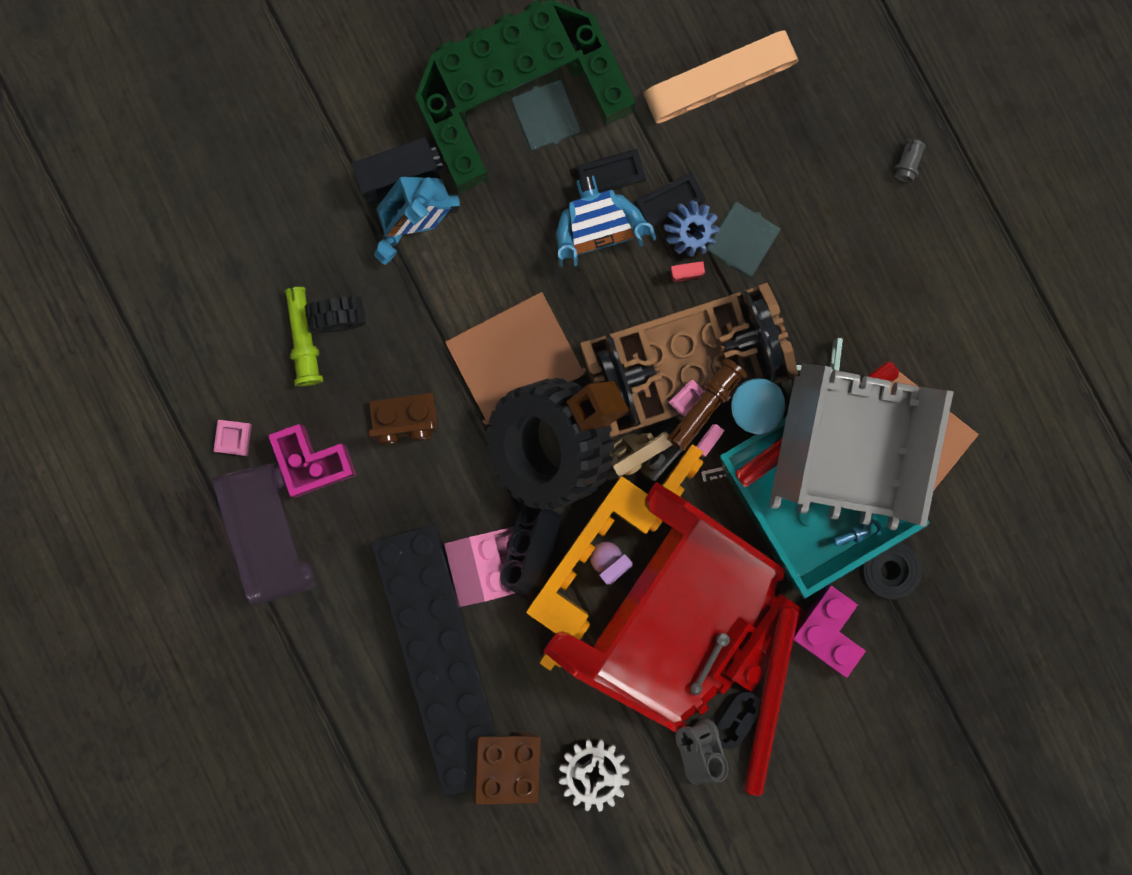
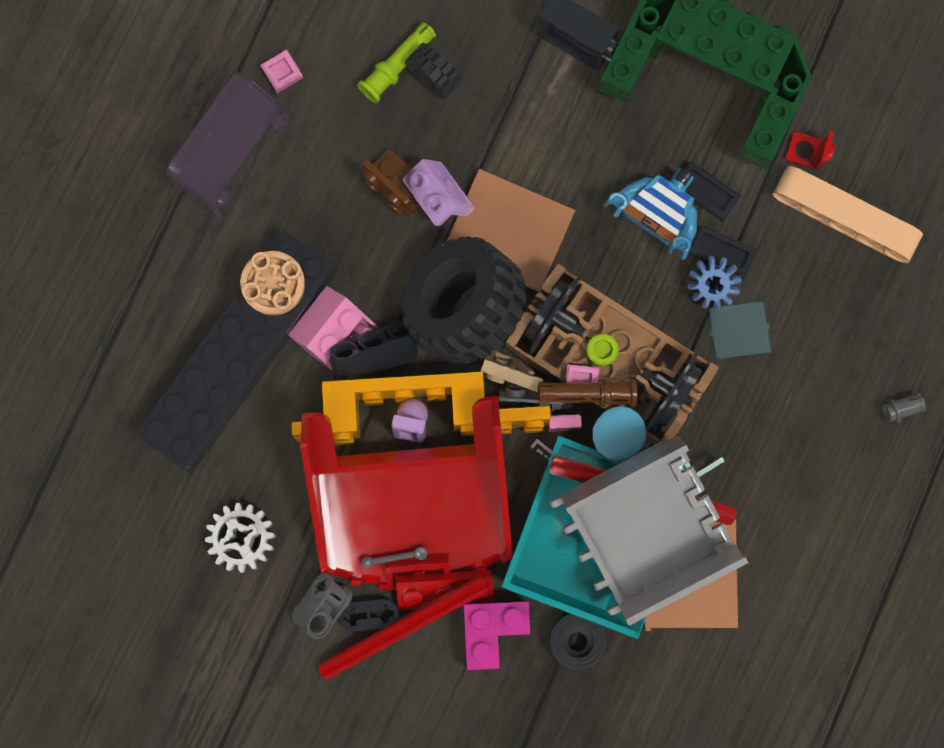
camera: 50 degrees right, 5 degrees down
(303, 468) = (301, 139): dark pink brick -> none
(410, 587) = (272, 283): none -> light nougat tile
(412, 207) = (558, 63): dark azure torso -> none
(438, 391) = (437, 191): none -> lavender bracket
(507, 769) = (192, 464): reddish brown bracket -> none
(546, 115) = (711, 109): clear light blue piece -> none
(597, 405) = (519, 305): reddish brown brick -> none
(653, 54) = (822, 150): none -> red bracket
(679, 364) = (602, 350): none -> lime tile
(687, 272) = (679, 305): coral tile -> none
(856, 534) = (583, 591): dark azure hand -> none

